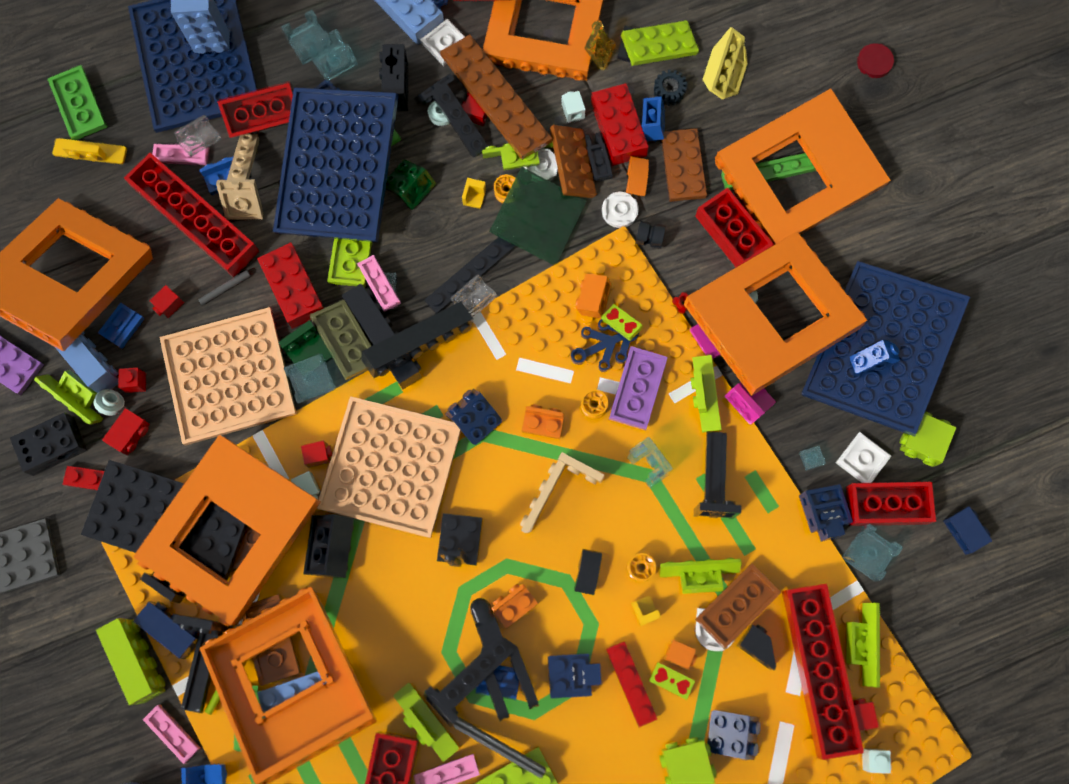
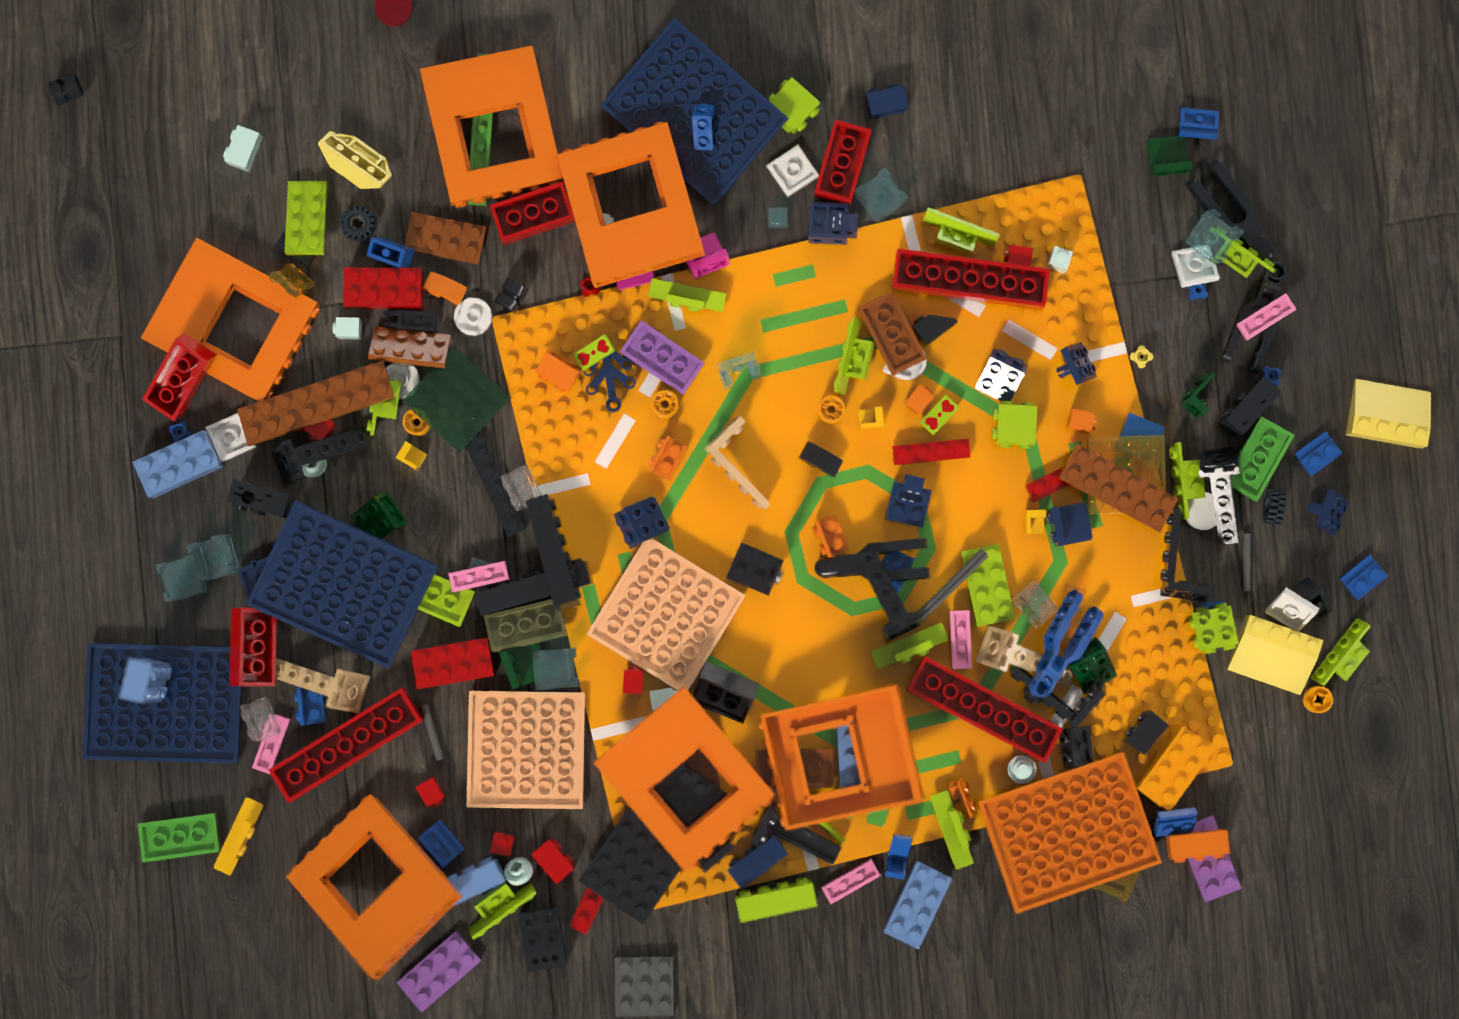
camera: 80 degrees left, 10 degrees up
(715, 477) = (771, 314): black bracket -> none

